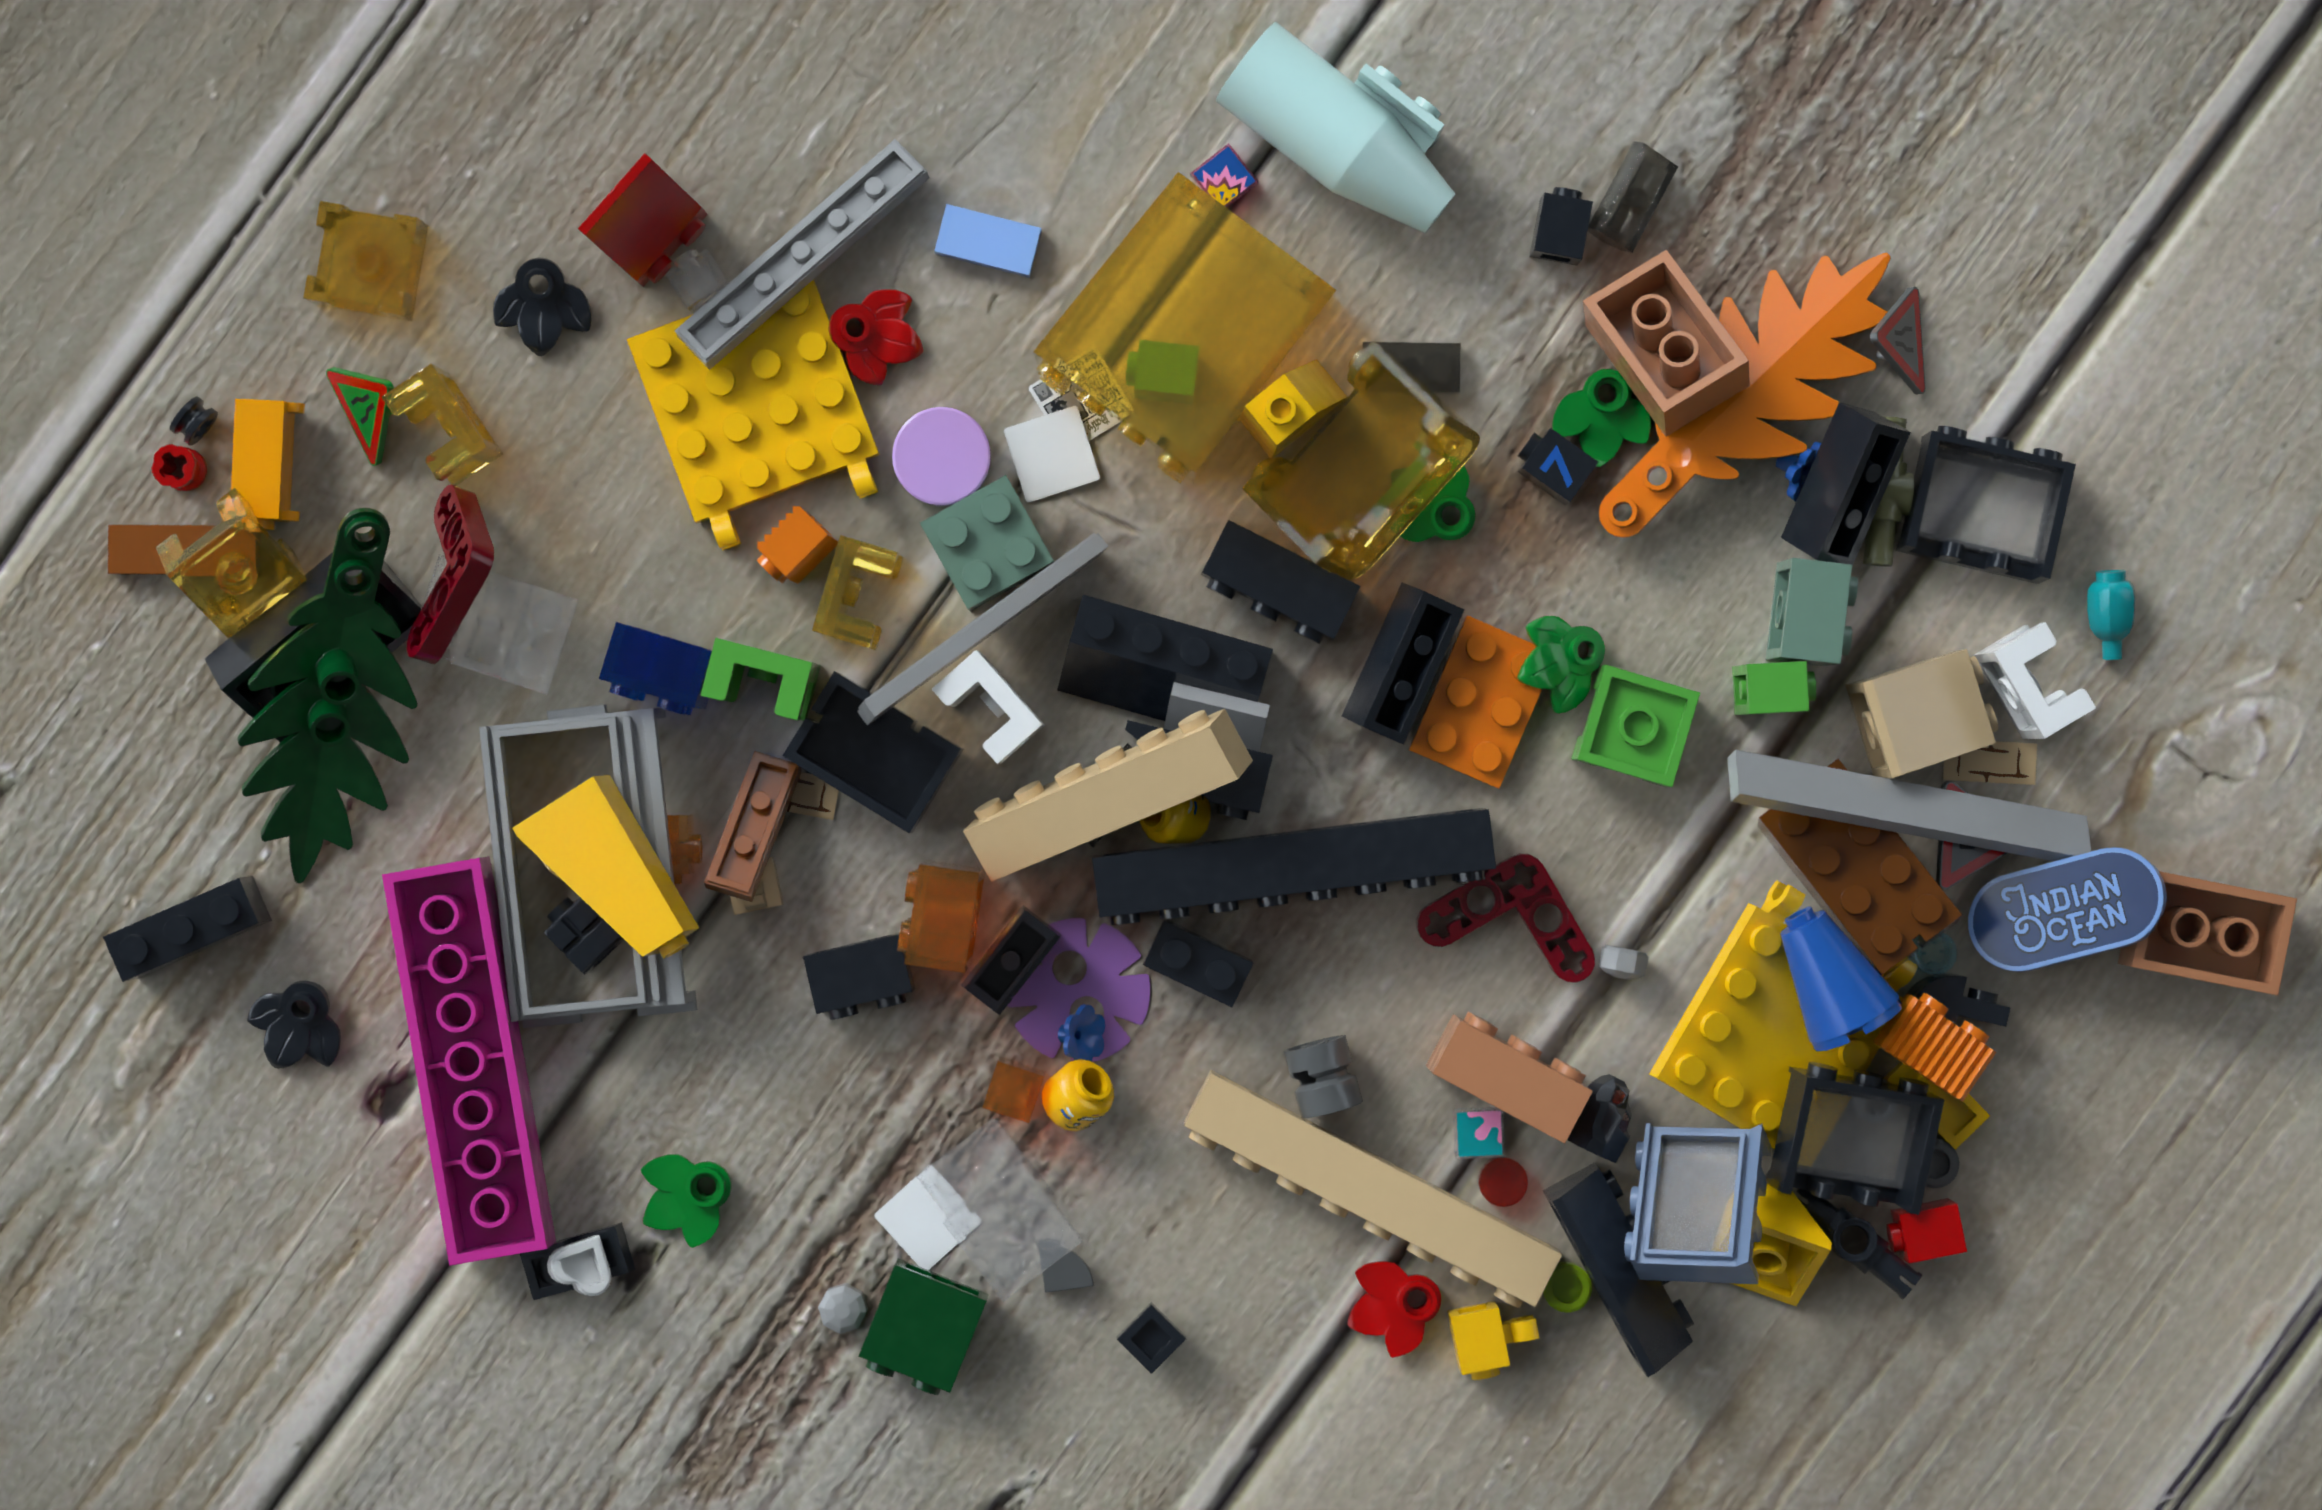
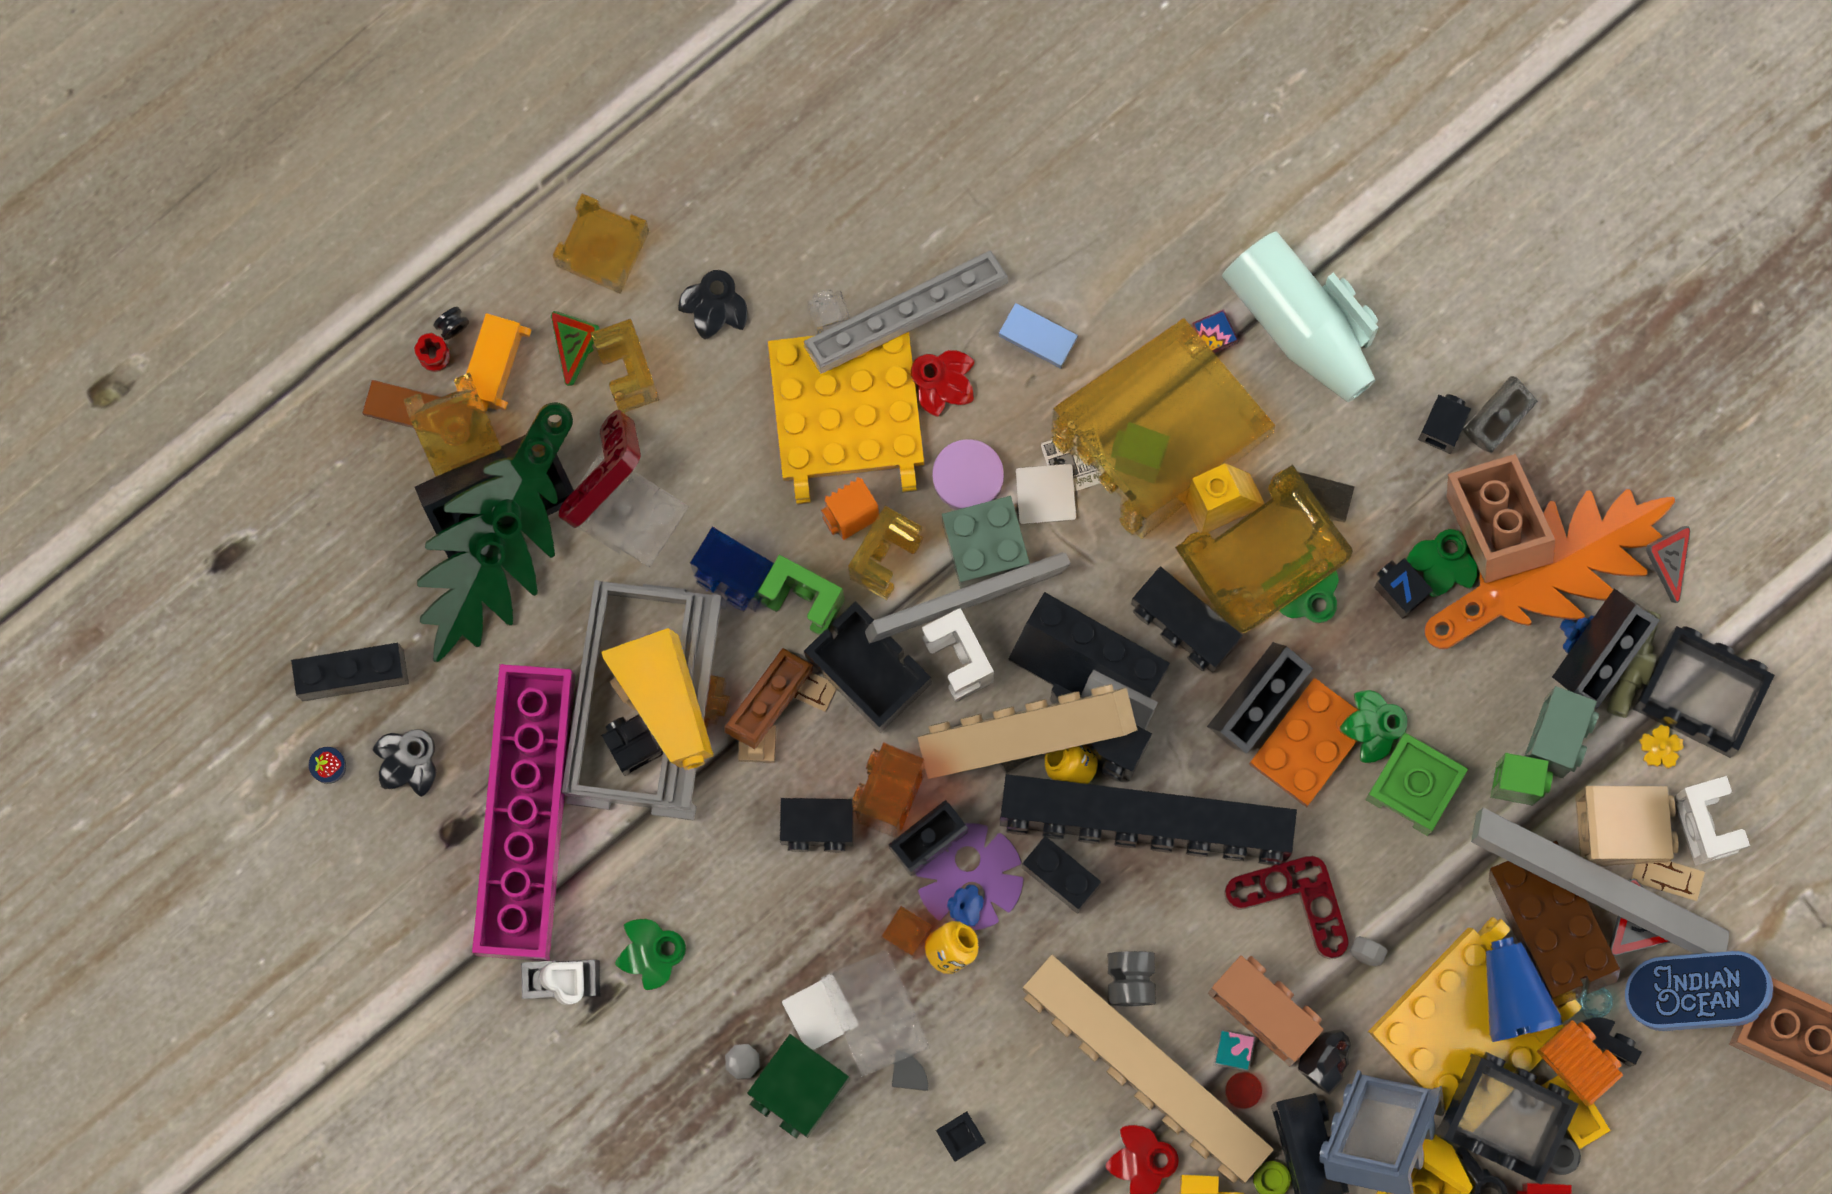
camera: 15 degrees right, 10 degrees down
(193, 1056) = (327, 765): none -> tile
(644, 221) = (802, 261): red slope -> none
(1944, 593) = (1661, 747): none -> yellow plant
(2111, 610) = (1779, 788): teal plant -> none

